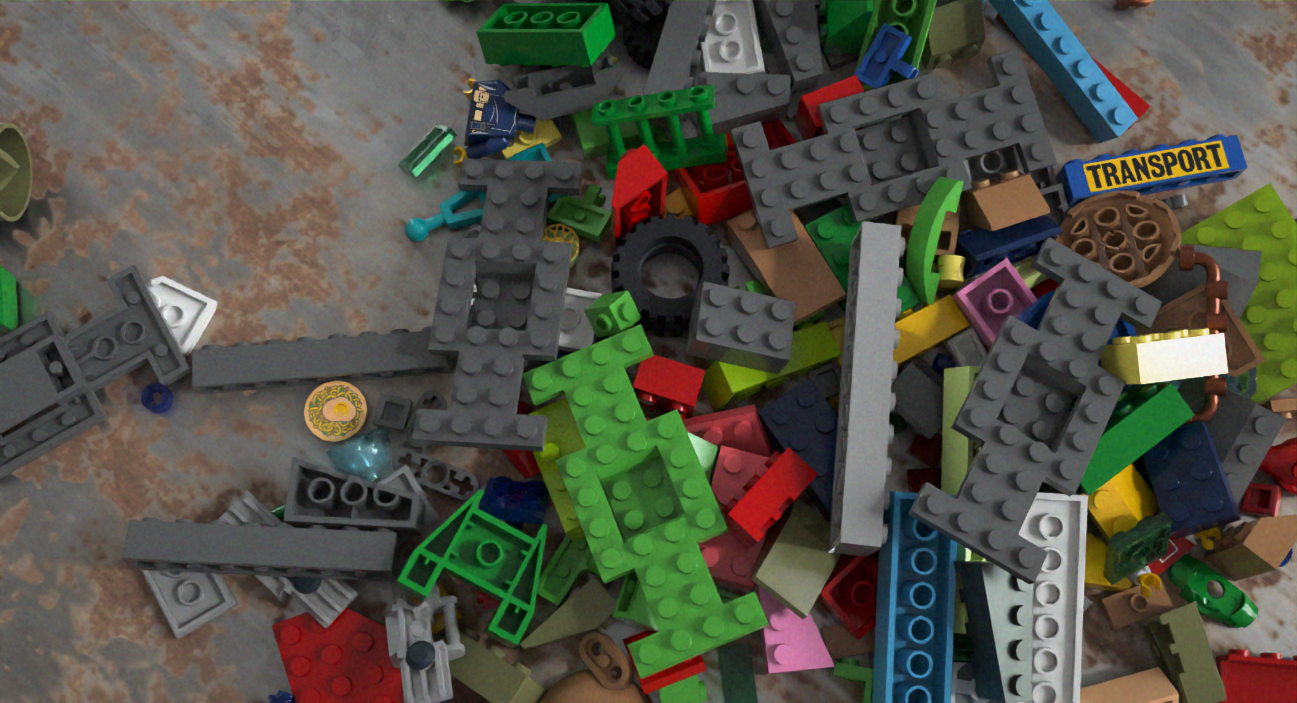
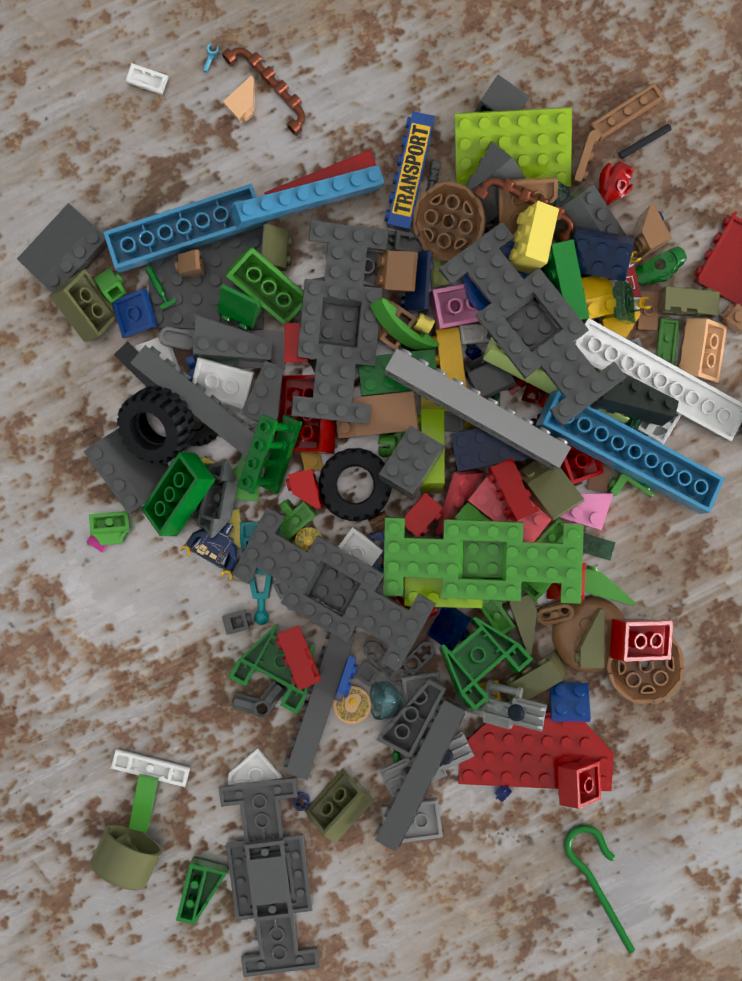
camera: 65 degrees left, 15 degrees up
(74, 174) = (143, 803): none -> bright green tile
(131, 165) = (141, 764): none -> white plate
(169, 455) = (339, 805): none -> olive slope
(280, 264) = (250, 703): none -> dark grey piece
(358, 279) = (268, 659): none -> green wedge
(370, 375) = (344, 684): none -> blue plate
(375, 290) = (298, 657): none -> red wedge
(394, 186) = (230, 624): none -> dark grey brick
(427, 150) = (215, 592): clear green plate -> none
(612, 313) = (368, 529): bright green brick -> none
(884, 58) = (282, 301): blue plate -> none
(1112, 653) = (667, 339): none -> bright green tile
(1262, 500) = (624, 211): red slope -> none

